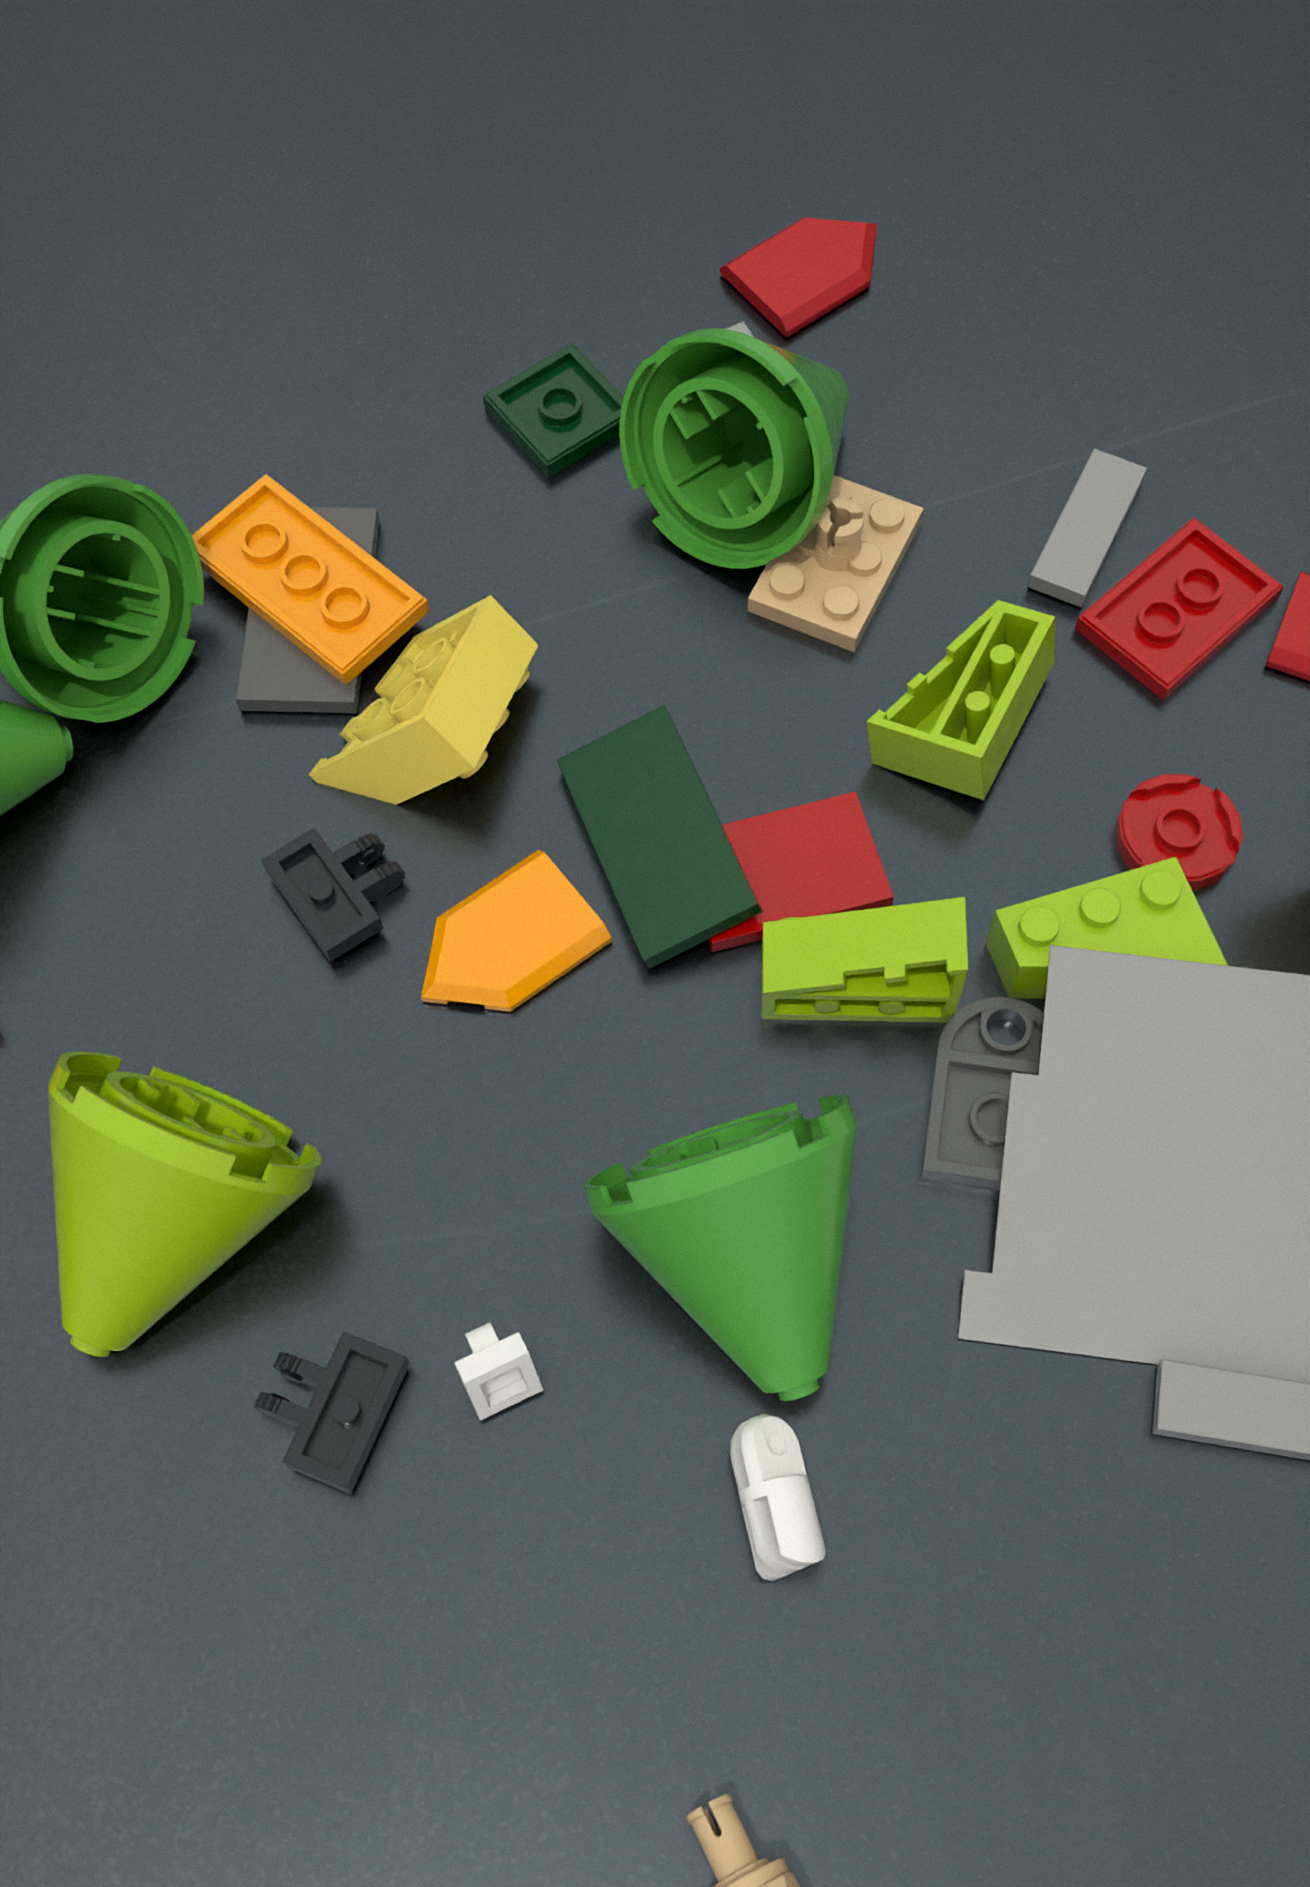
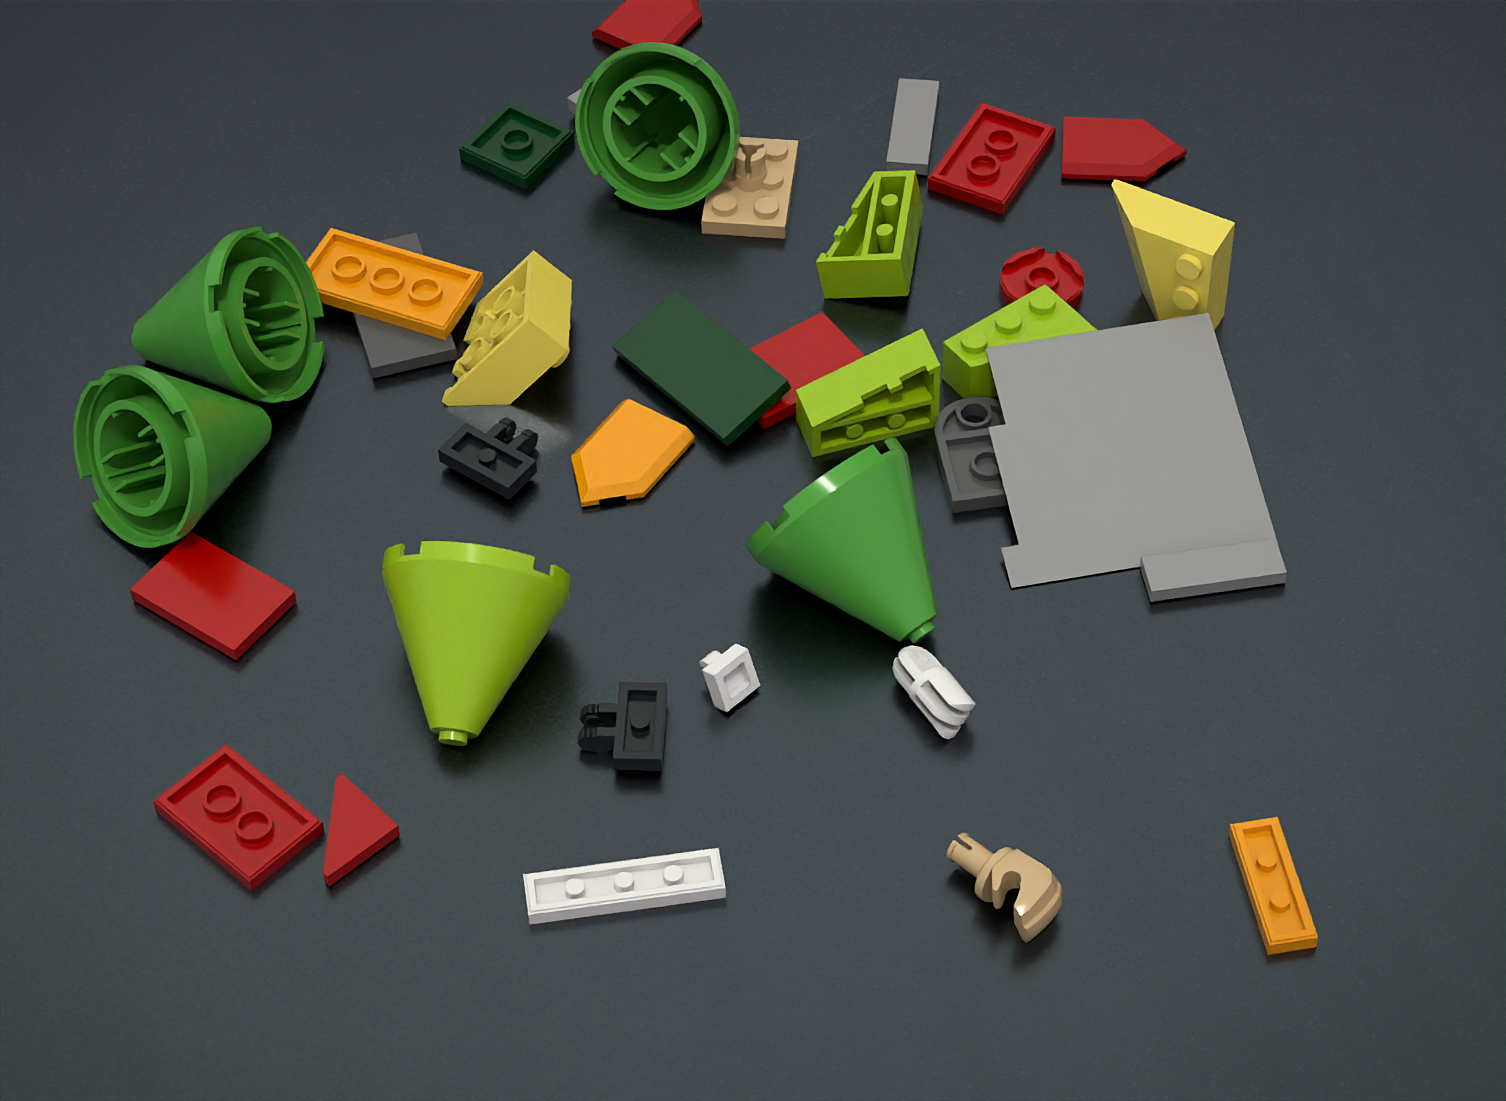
camera: 20 degrees left, 15 degrees down
(222, 1680) = (624, 886): none -> white tile

